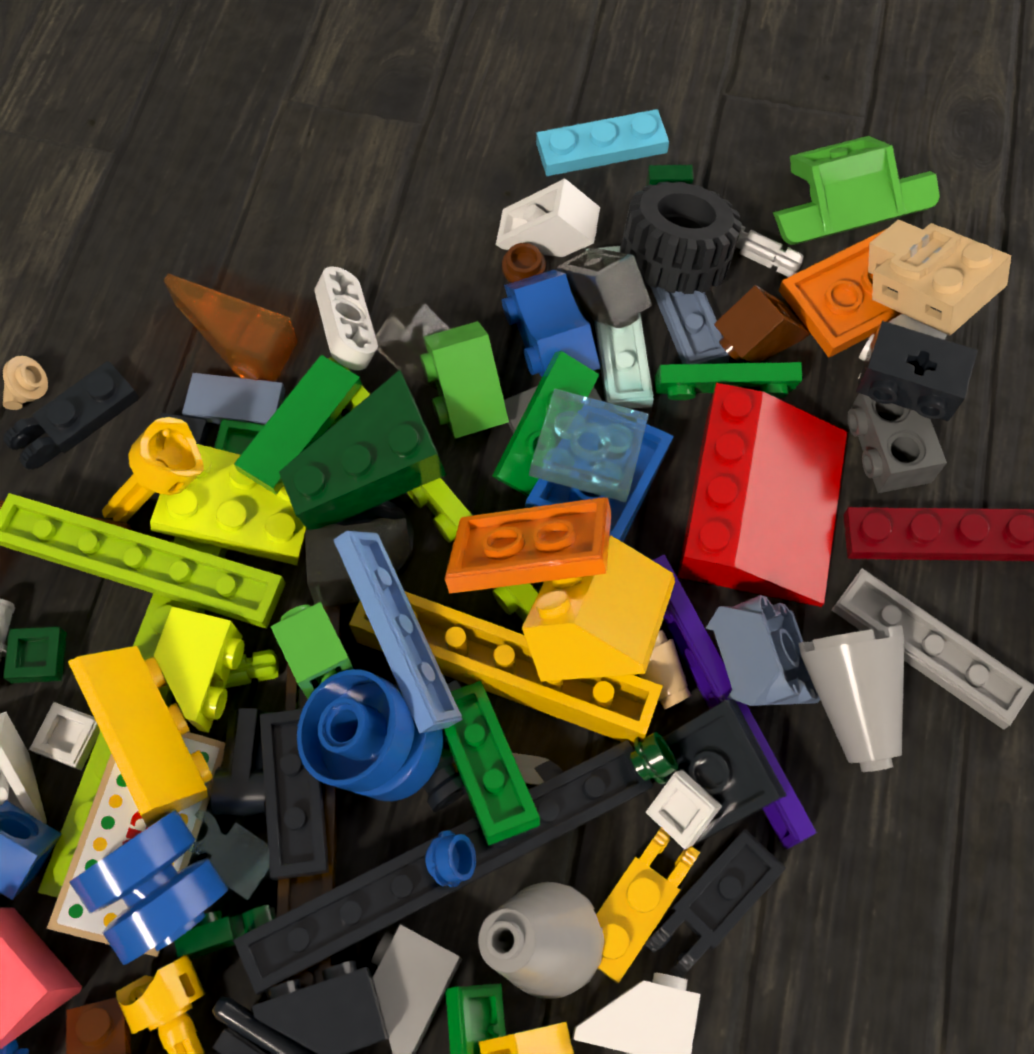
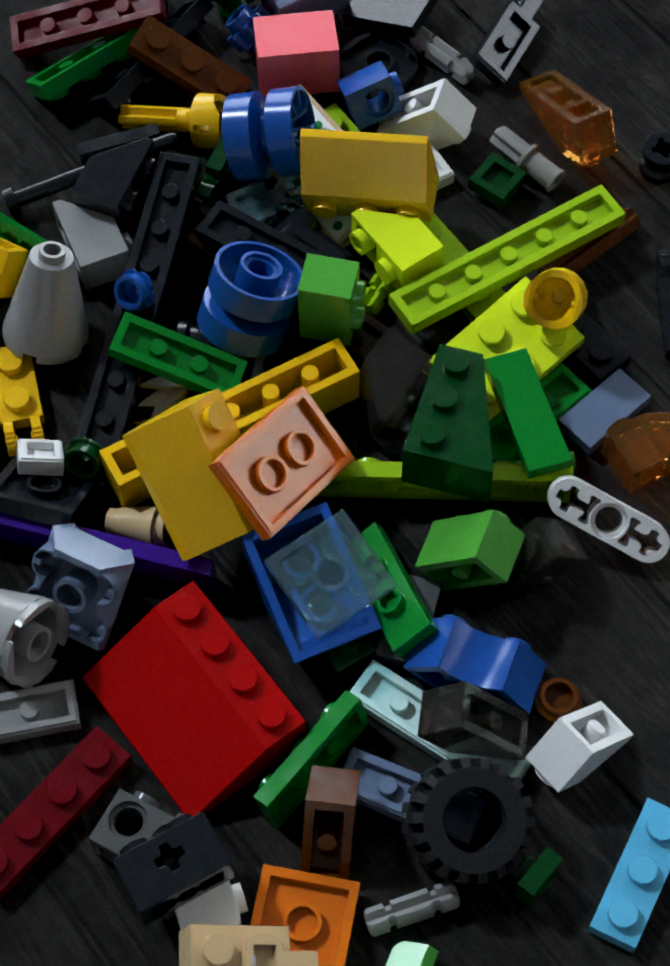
camera: 130 degrees right, 5 degrees down
(398, 631) = (301, 346): medium blue tile -> none

